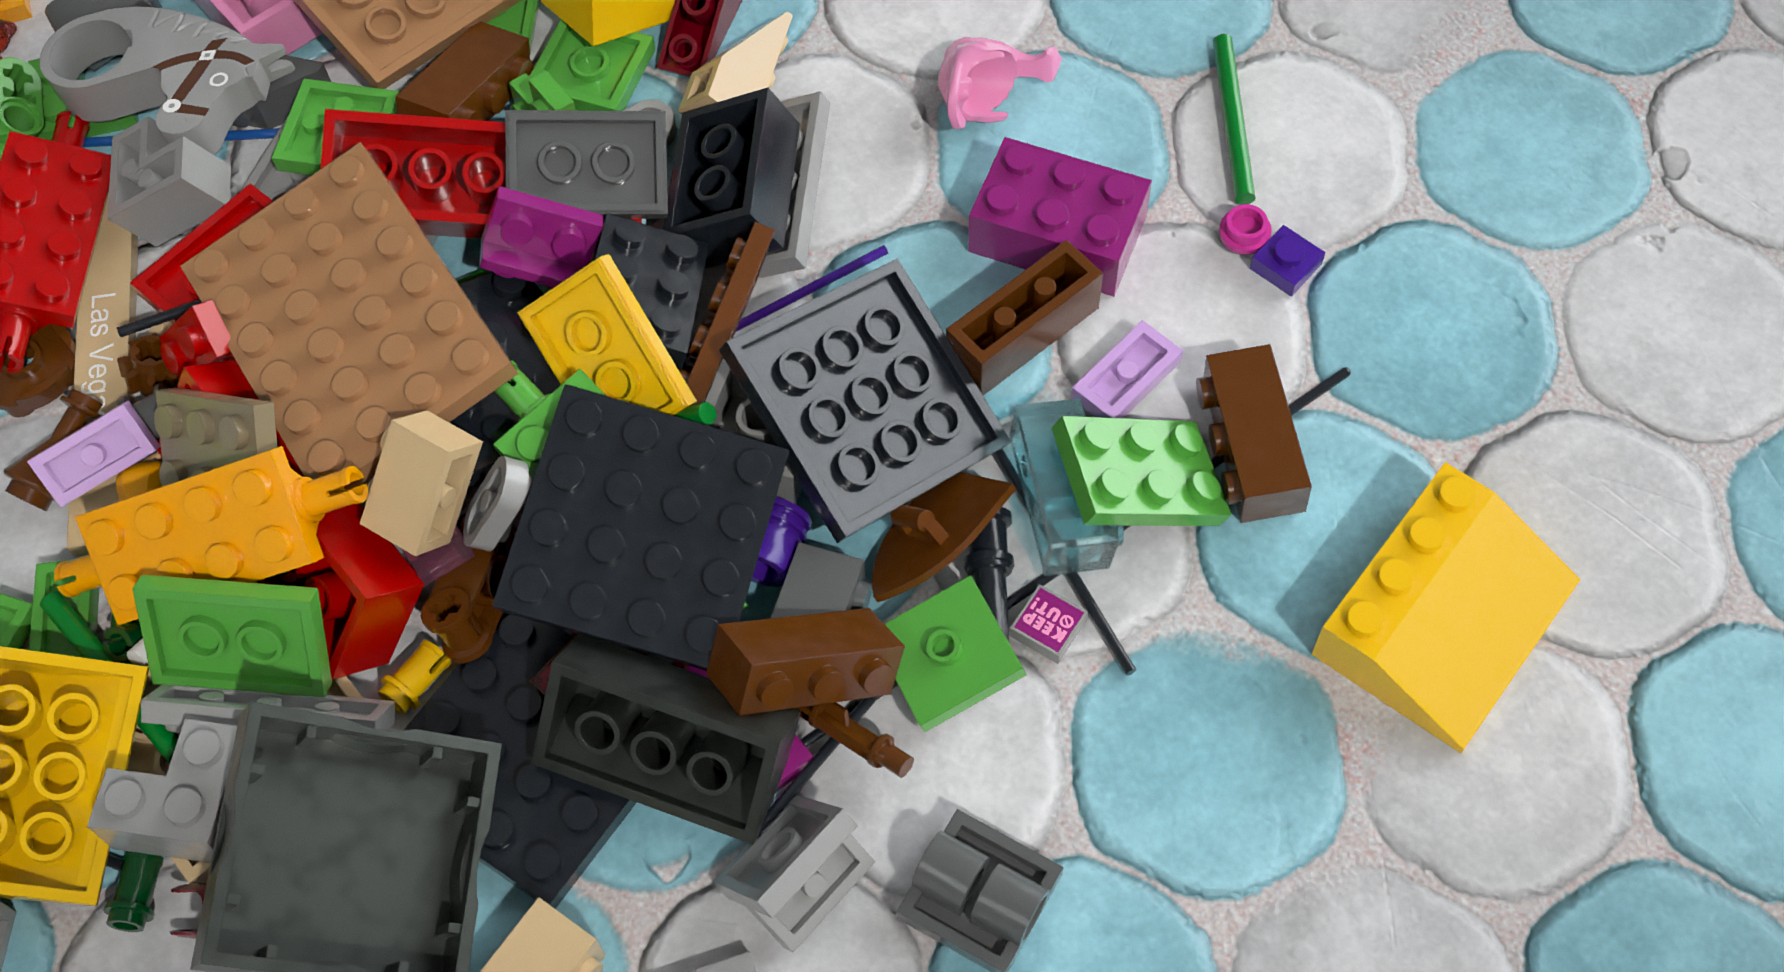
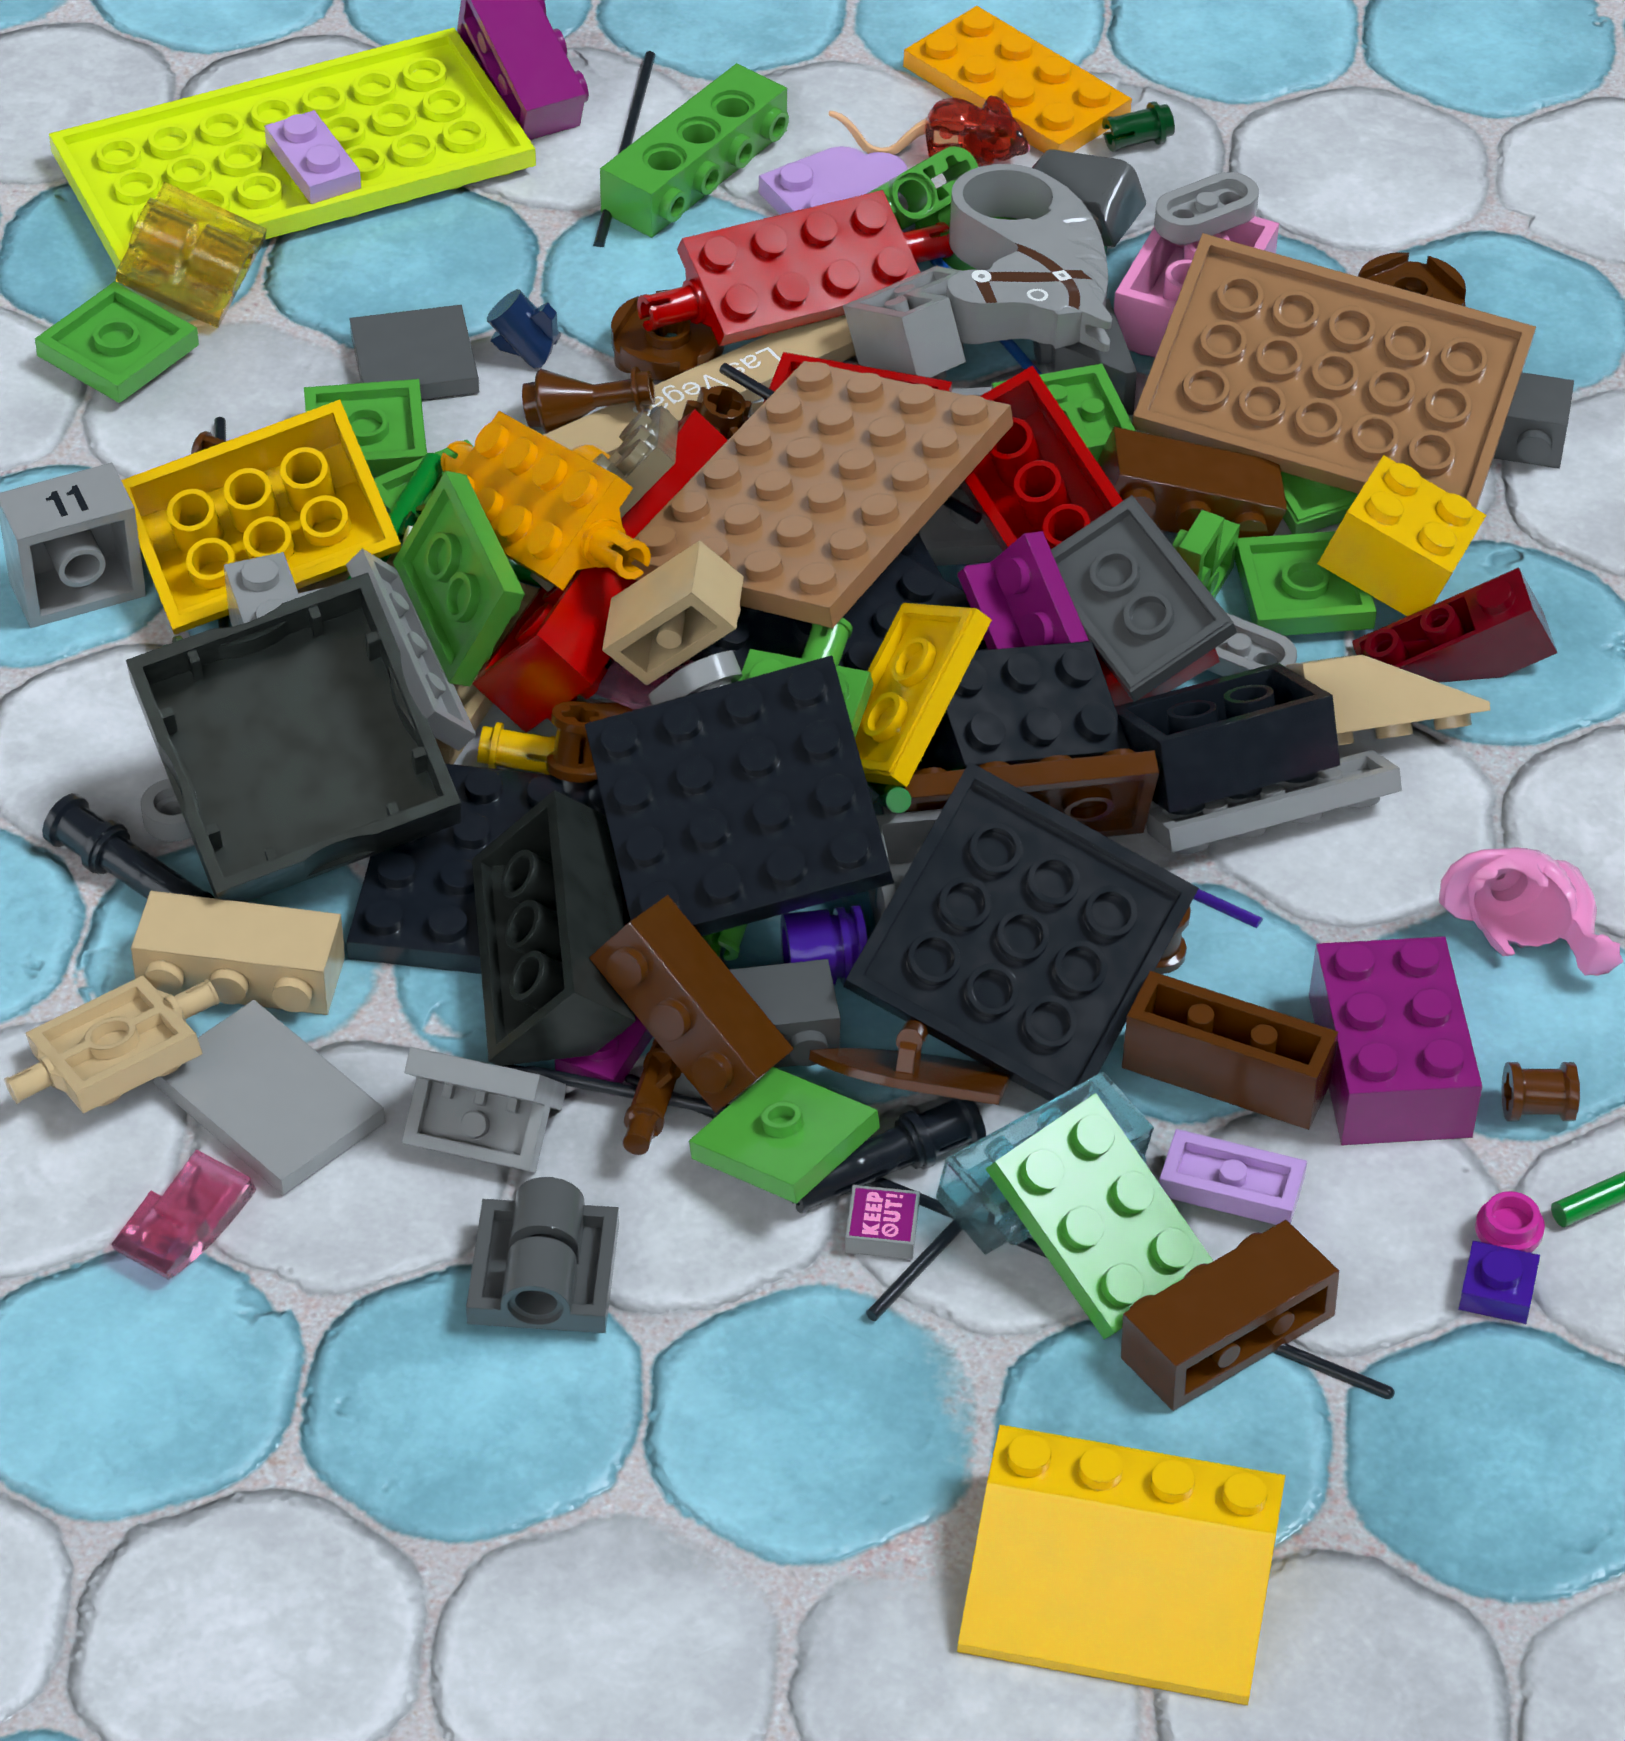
camera: 60 degrees right, 15 degrees down
(94, 454) = (585, 411): lavender plate -> none
(195, 339) = (740, 407): red plate -> none
(1146, 148) = (1540, 1091): none -> reddish brown bush

